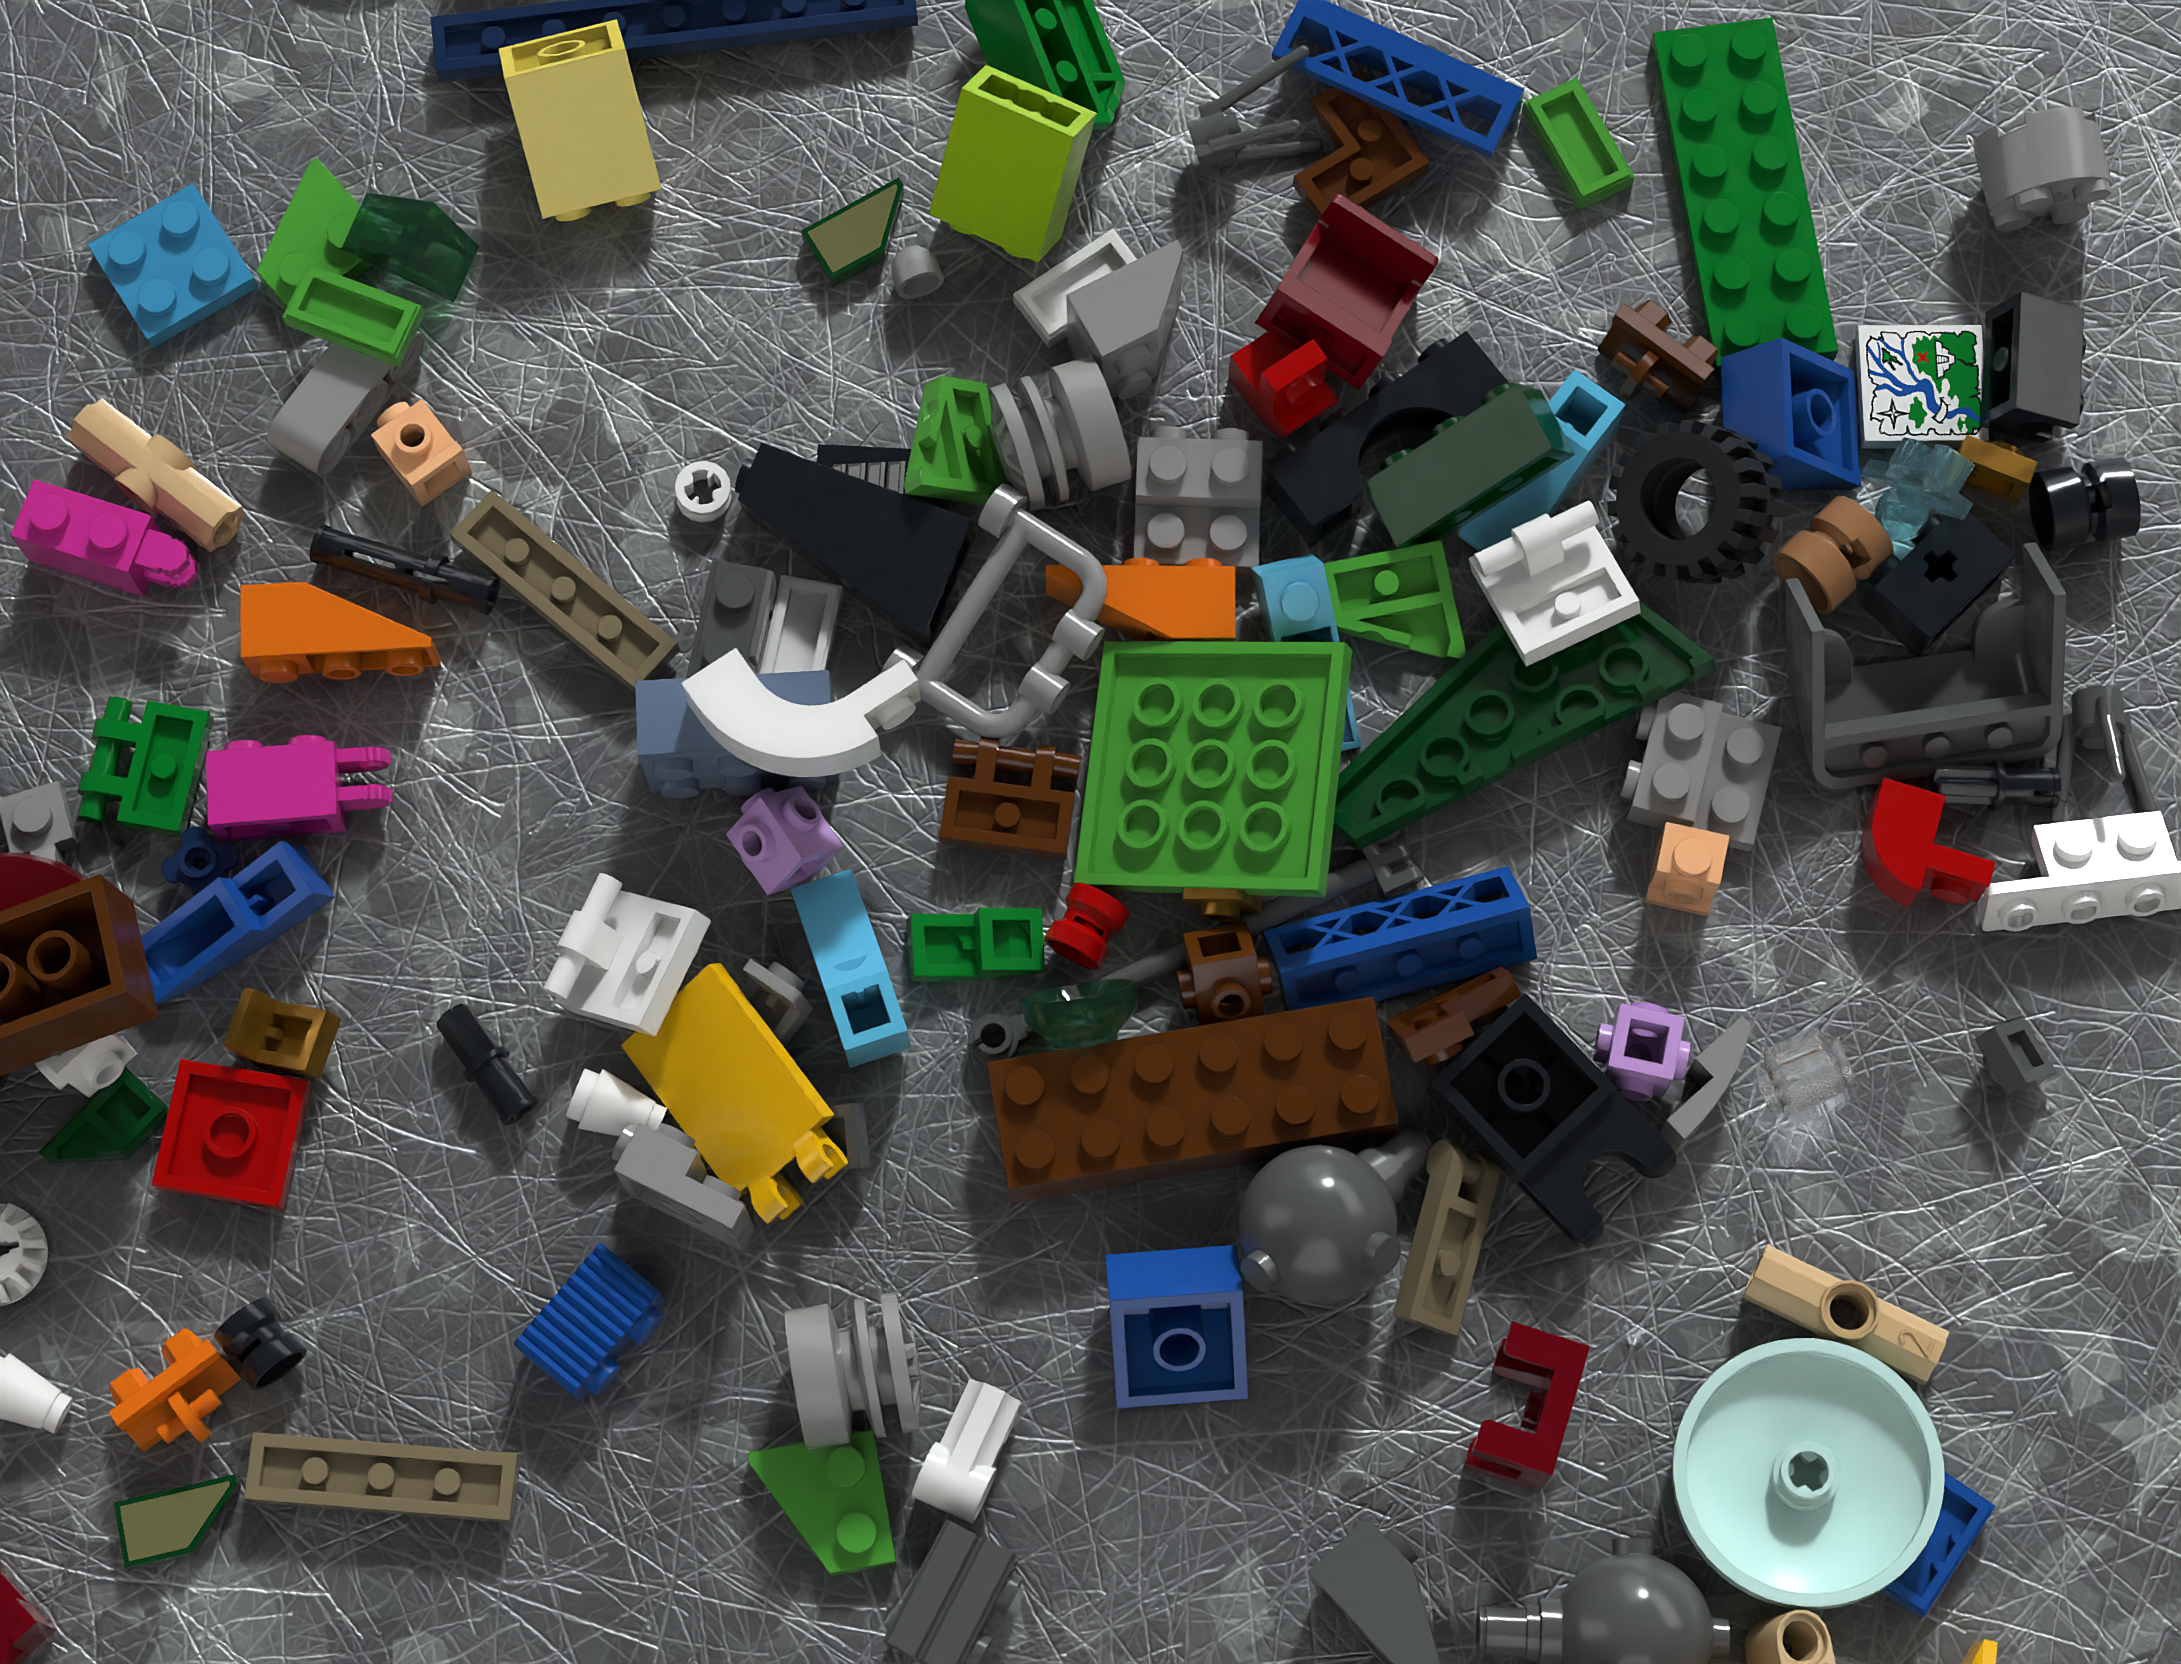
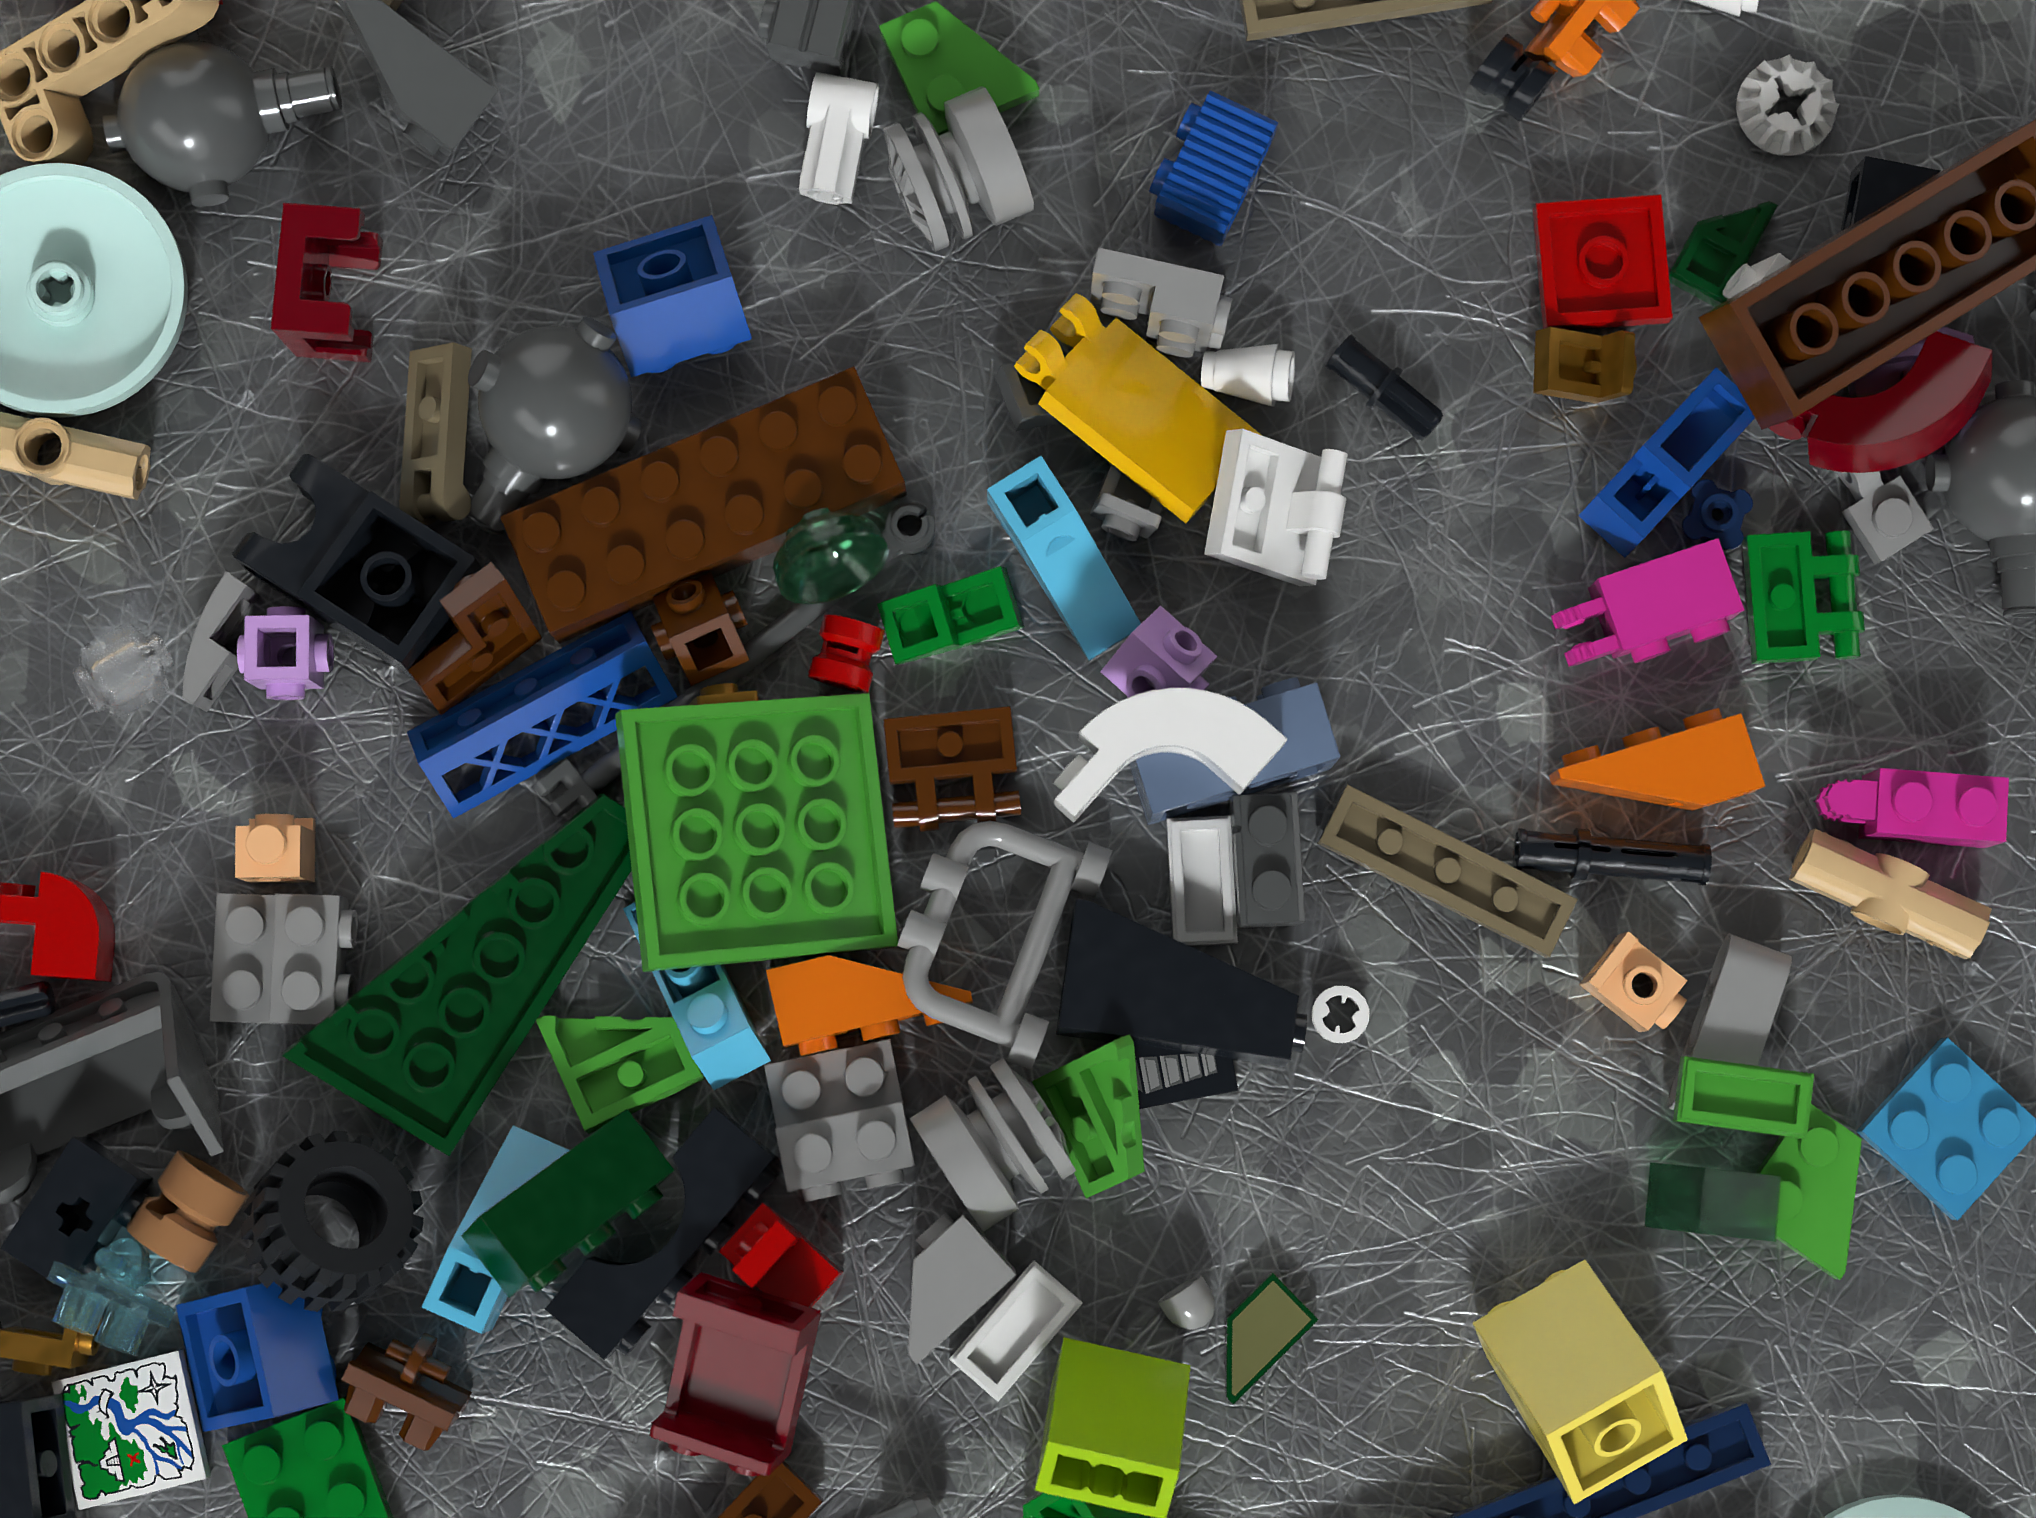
camera: 165 degrees right, 10 degrees up
(1554, 583) = (458, 1102): white plate -> none

